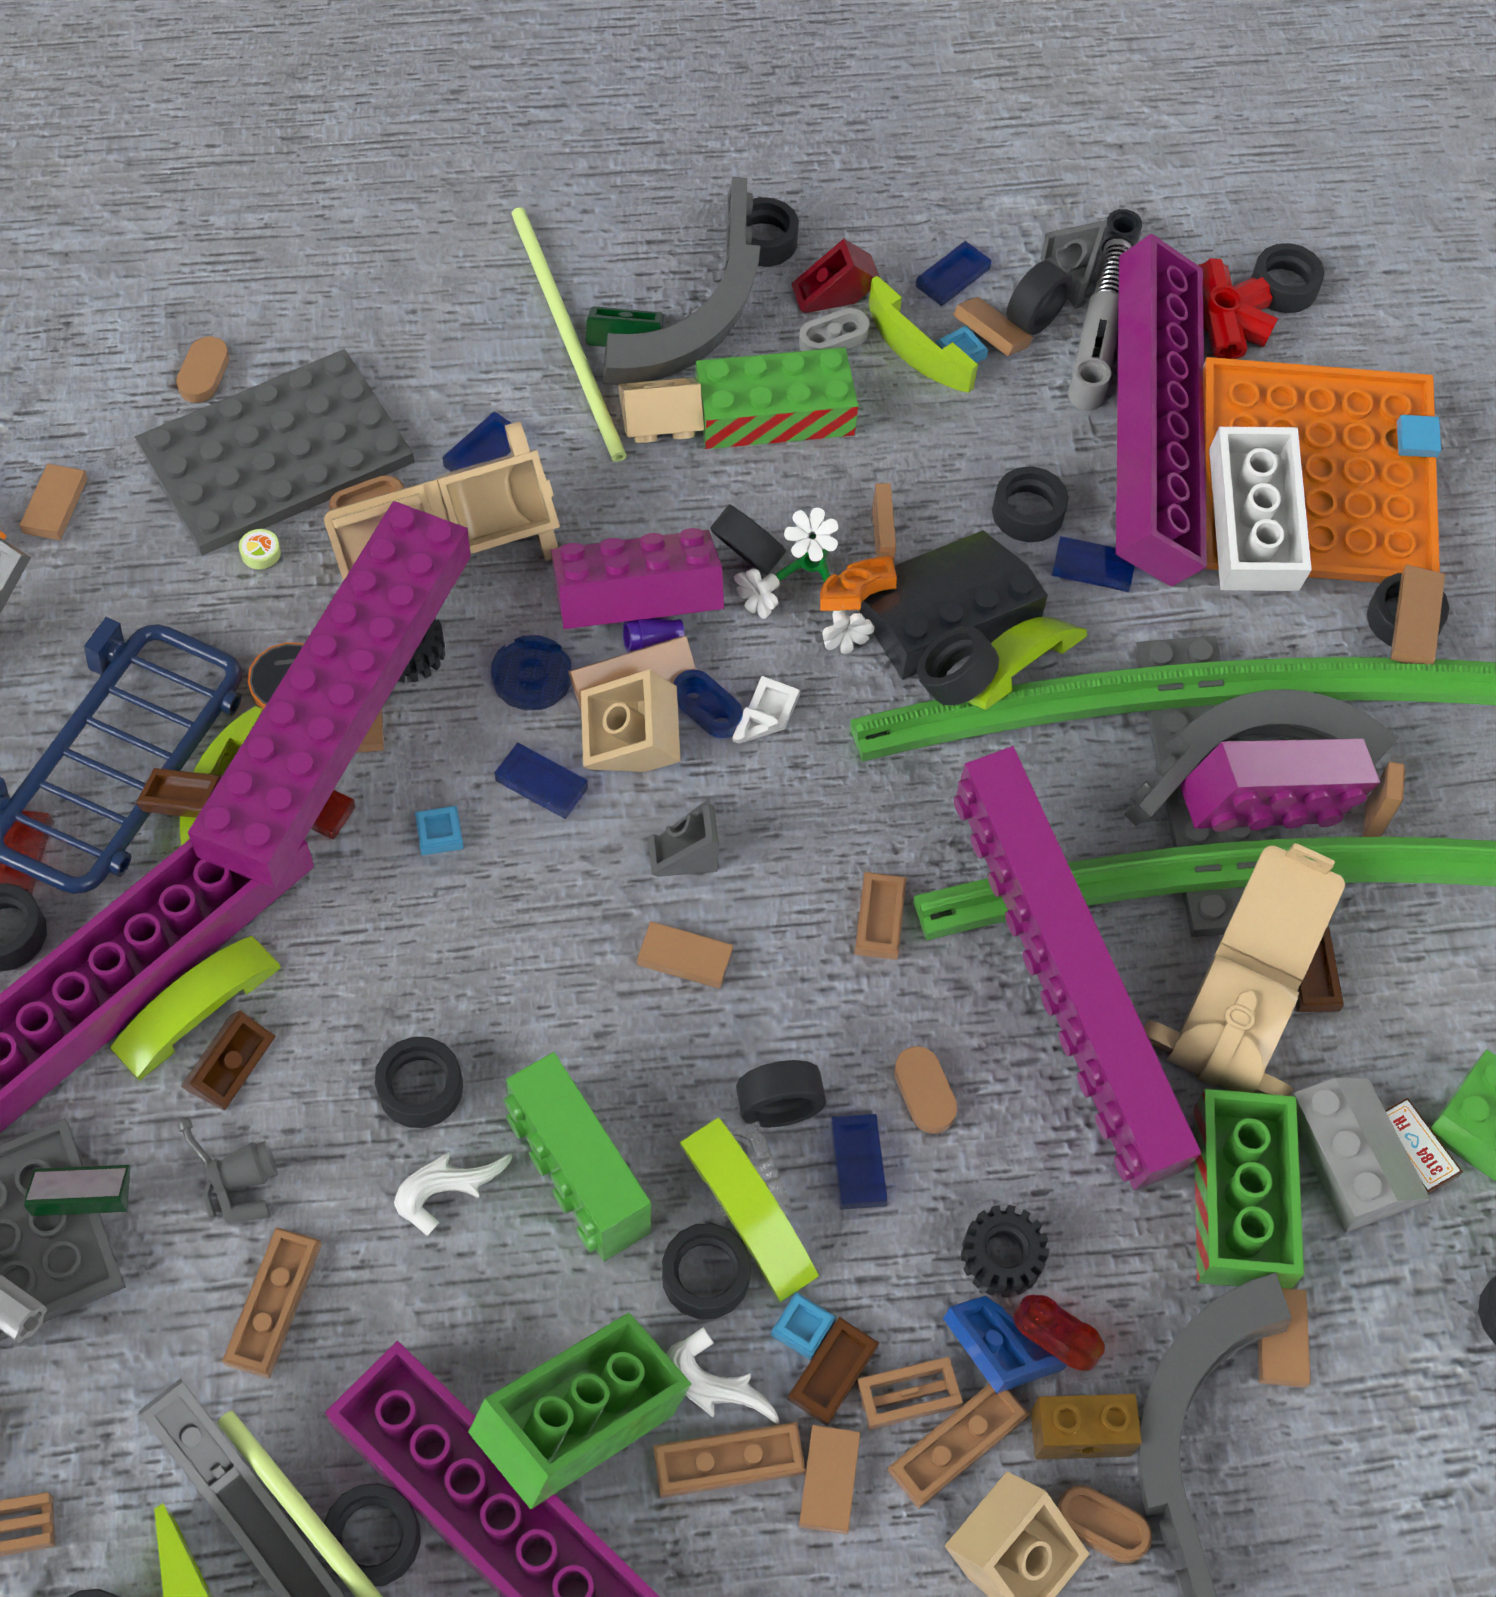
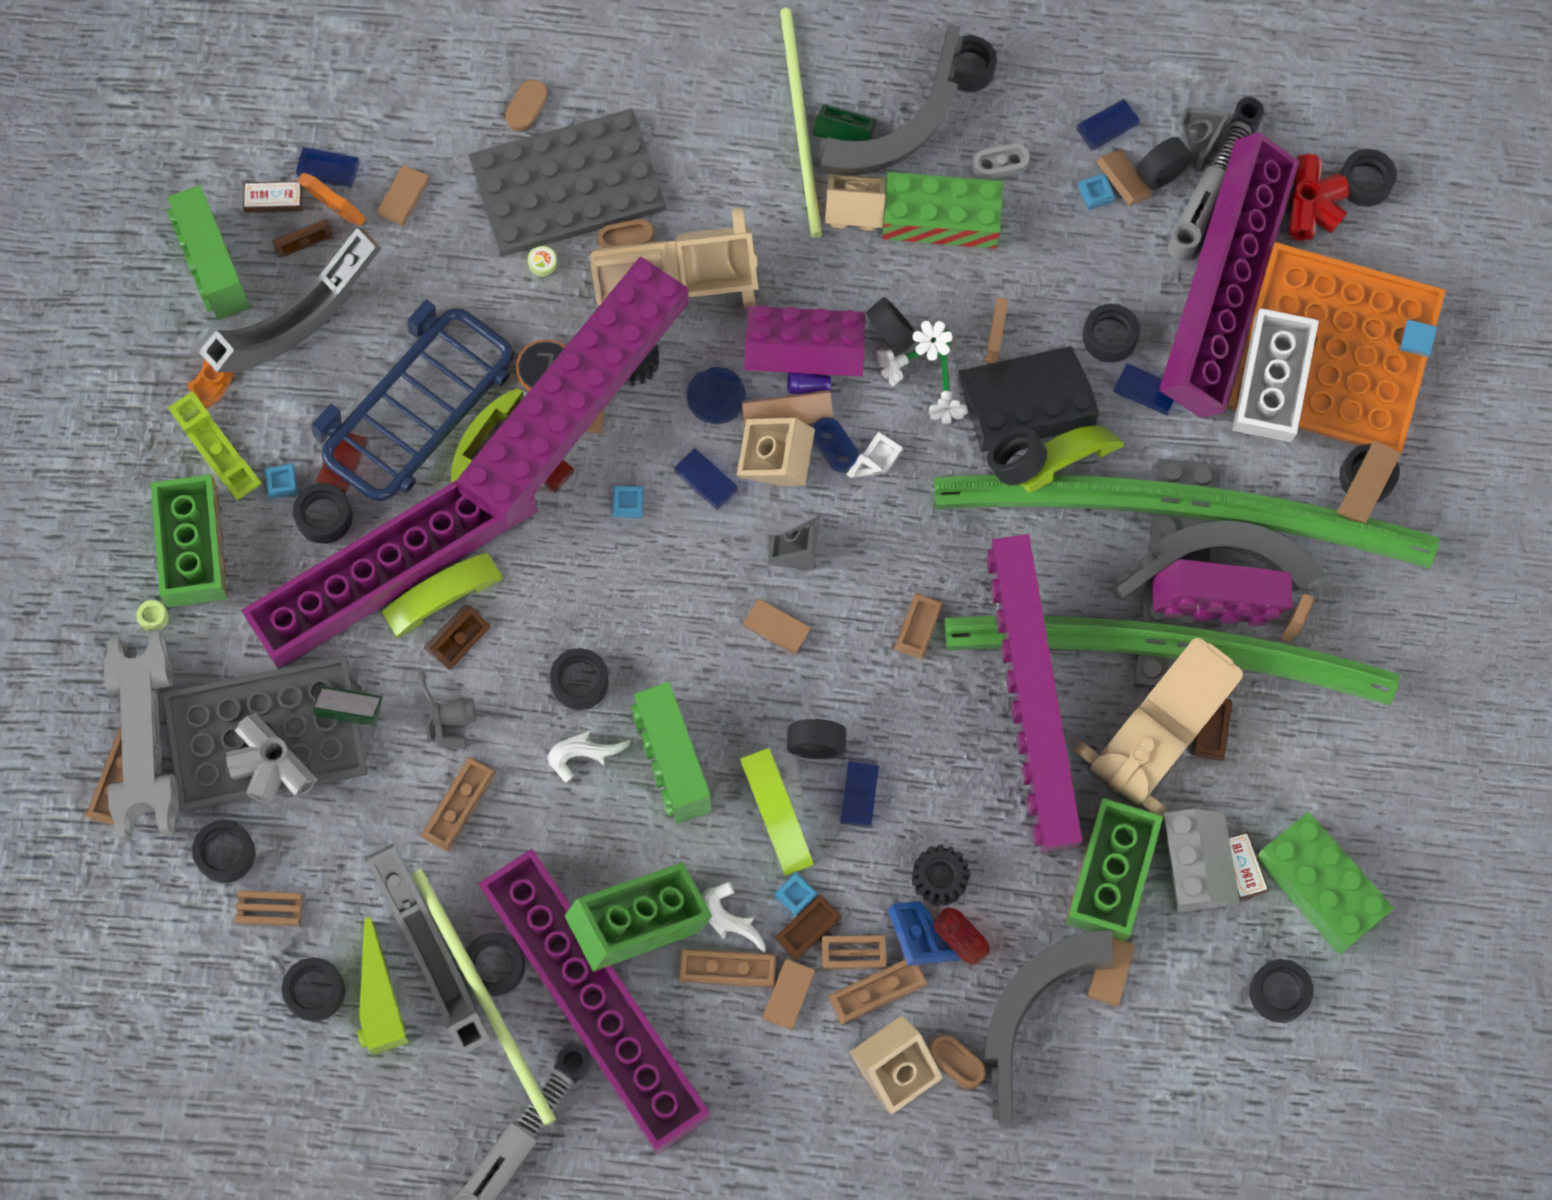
camera: 15 degrees right, 10 degrees up
(176, 792) = (455, 443): reddish brown tile -> none
(482, 444) = (717, 208): clear blue tile -> none
(706, 1235) = (734, 822): black tyre -> none
(835, 279) = (1014, 116): dark red slope -> none
(857, 583) = (959, 376): orange tile -> none
(925, 1089) = (917, 755): medium nougat tile -> none
(946, 365) = (1077, 205): lime slope -> none
(1085, 1426) = (961, 999): pearl gold brick -> none

